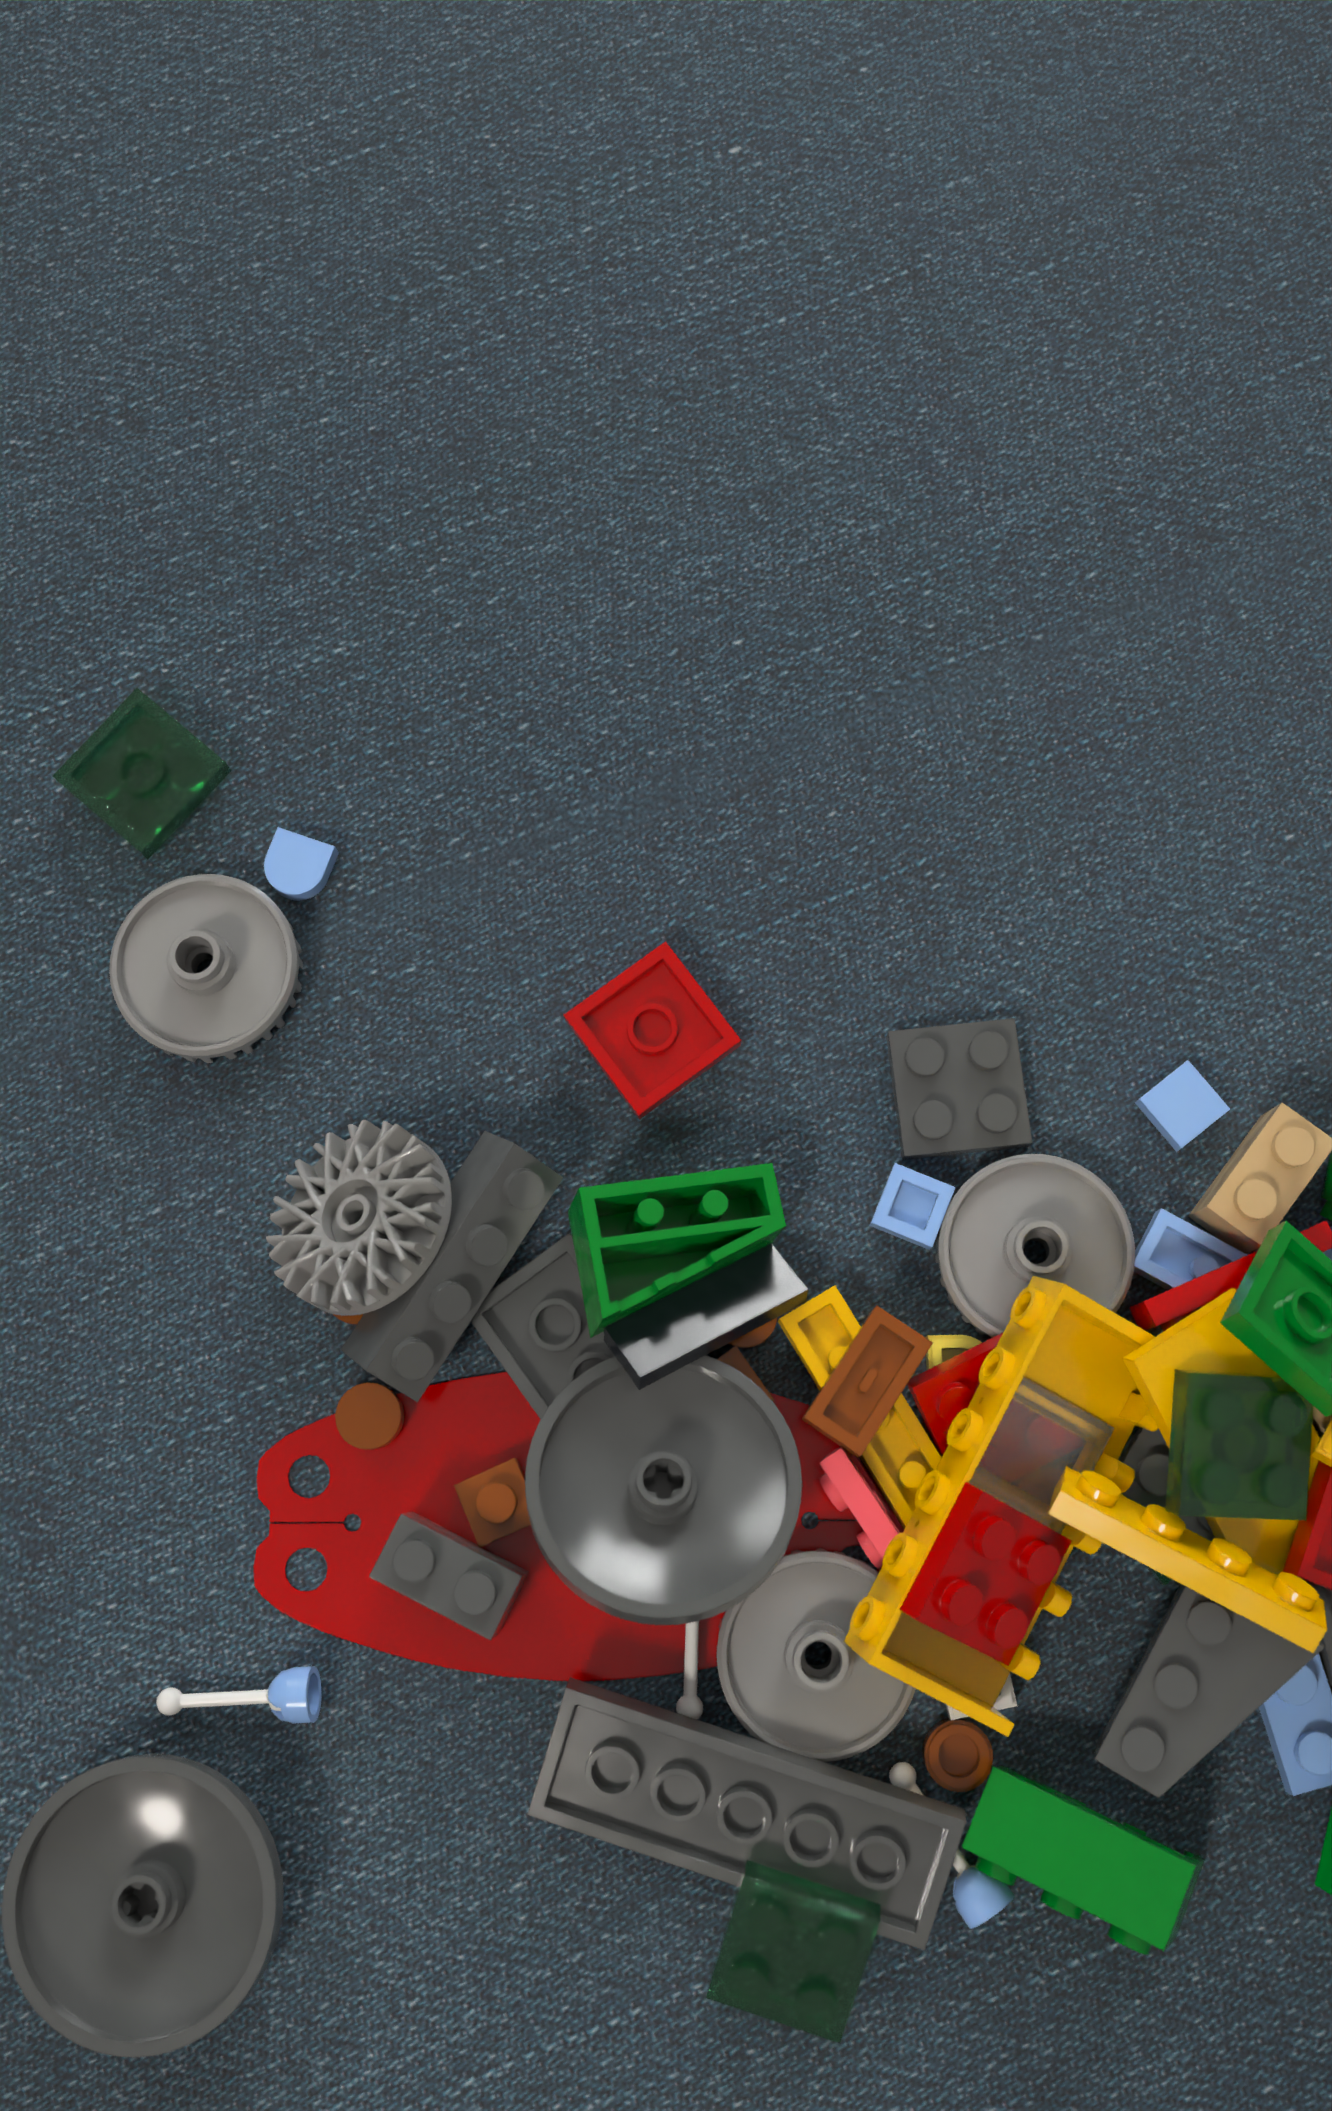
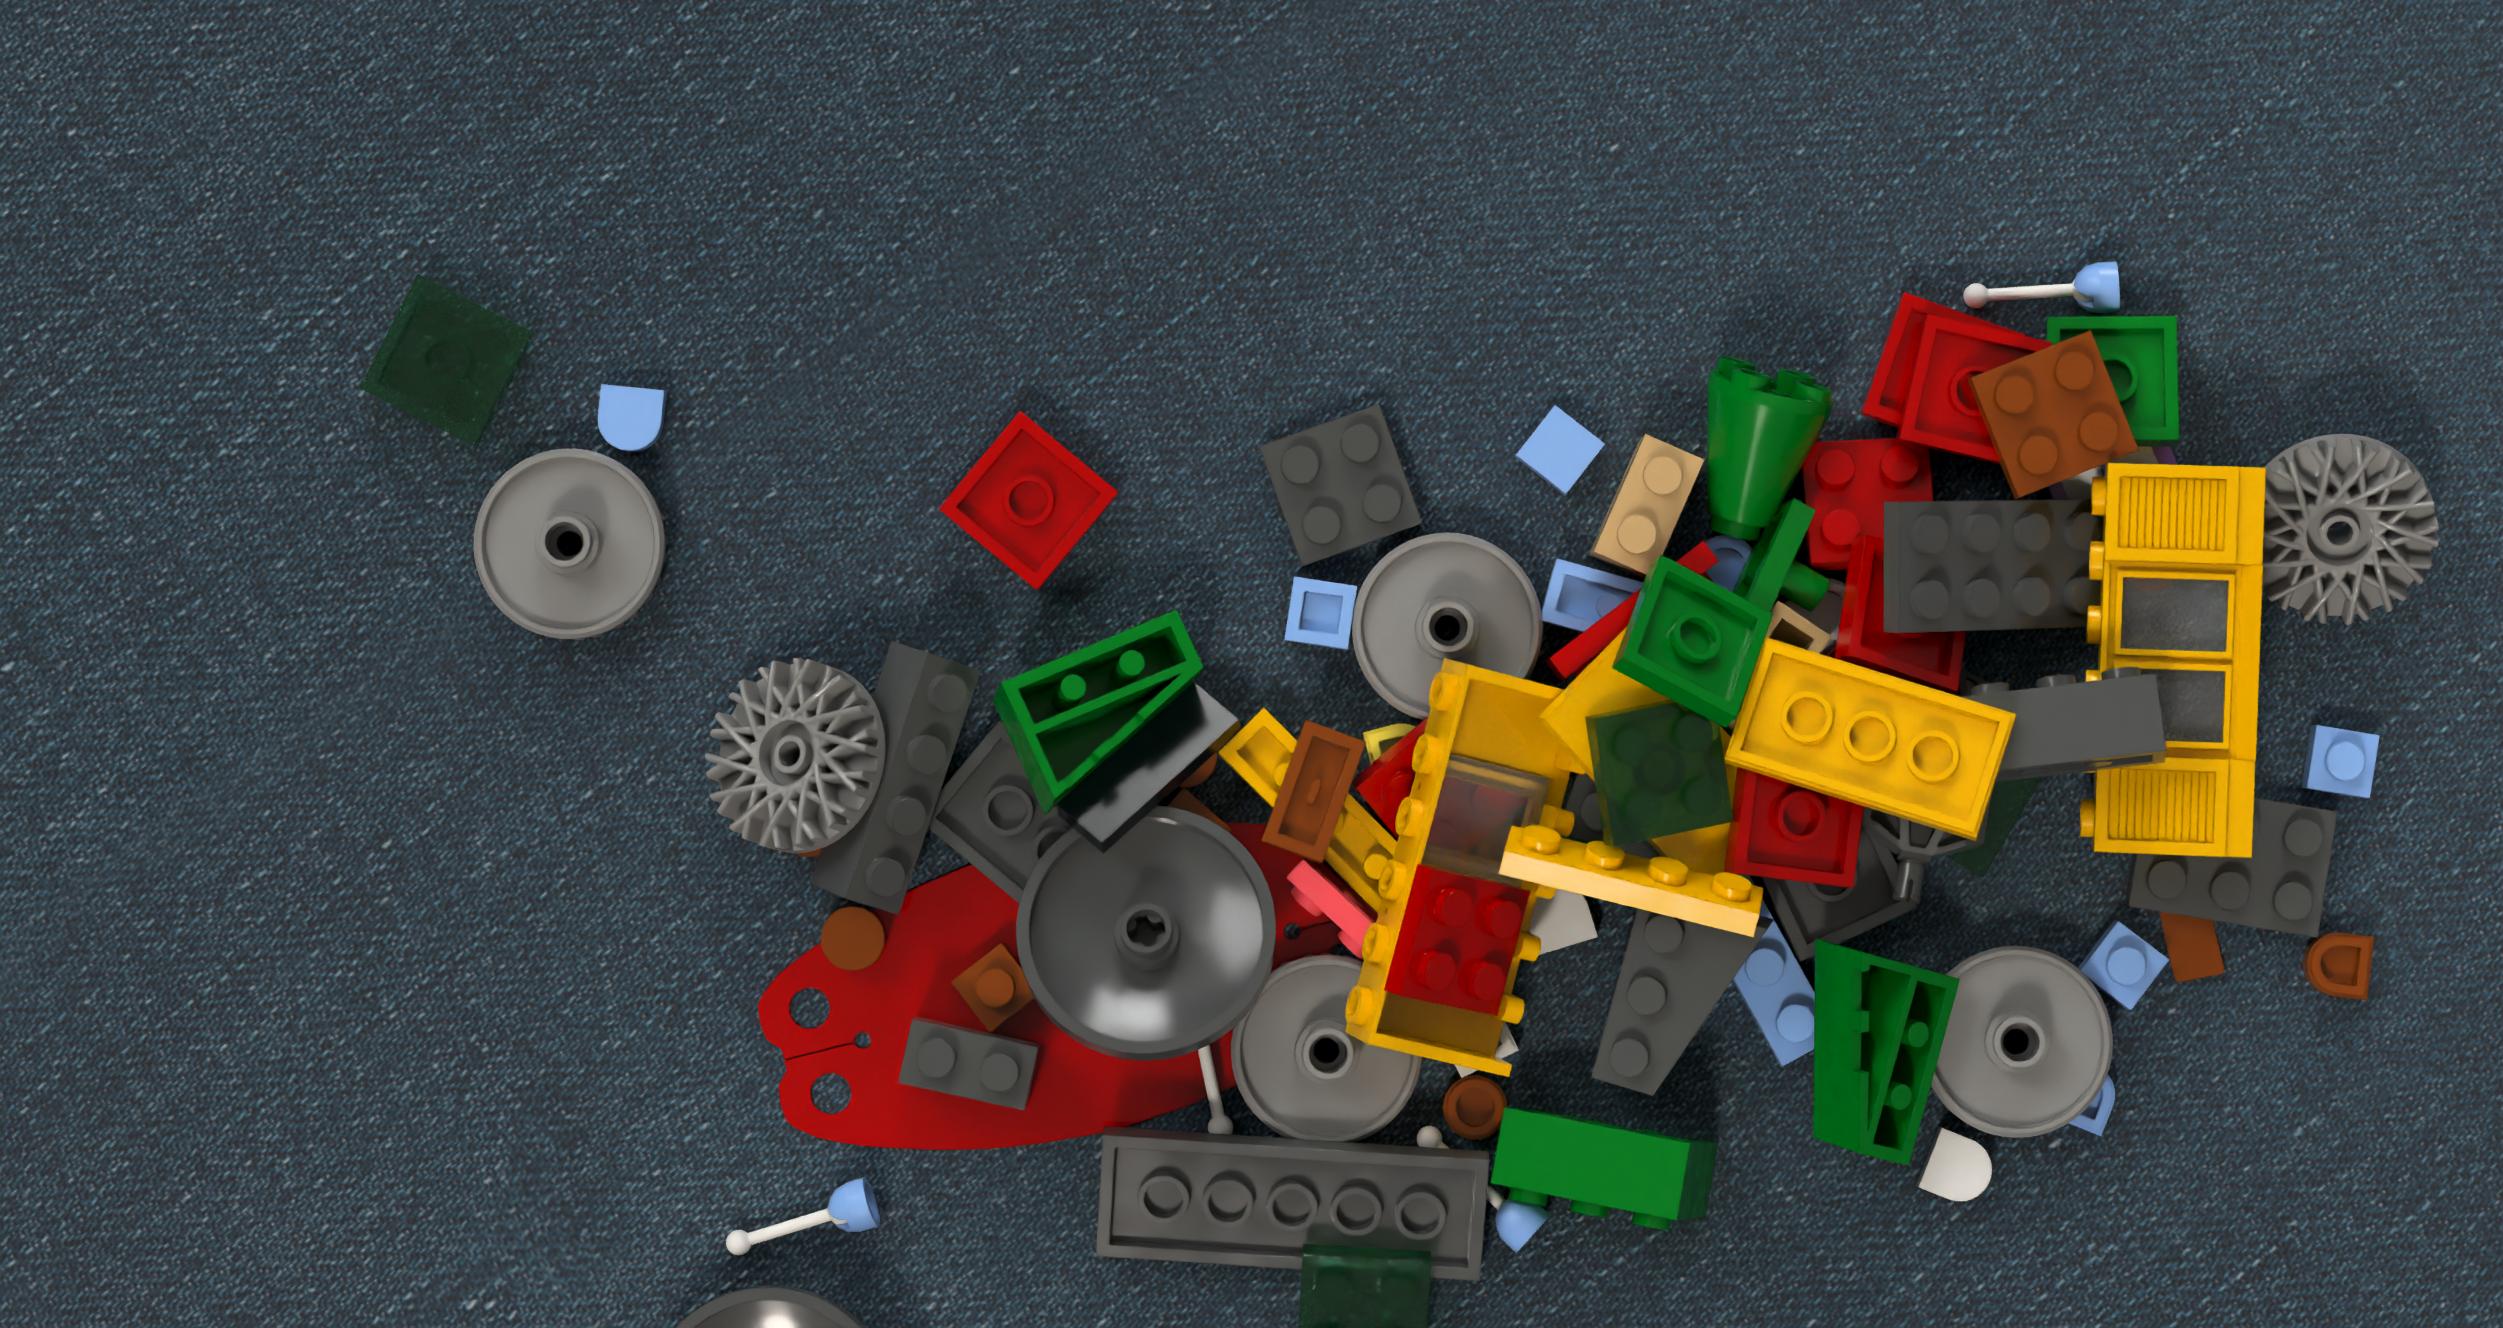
camera: 25 degrees left, 10 degrees up
(1093, 1579) = (1562, 921): none -> white tile

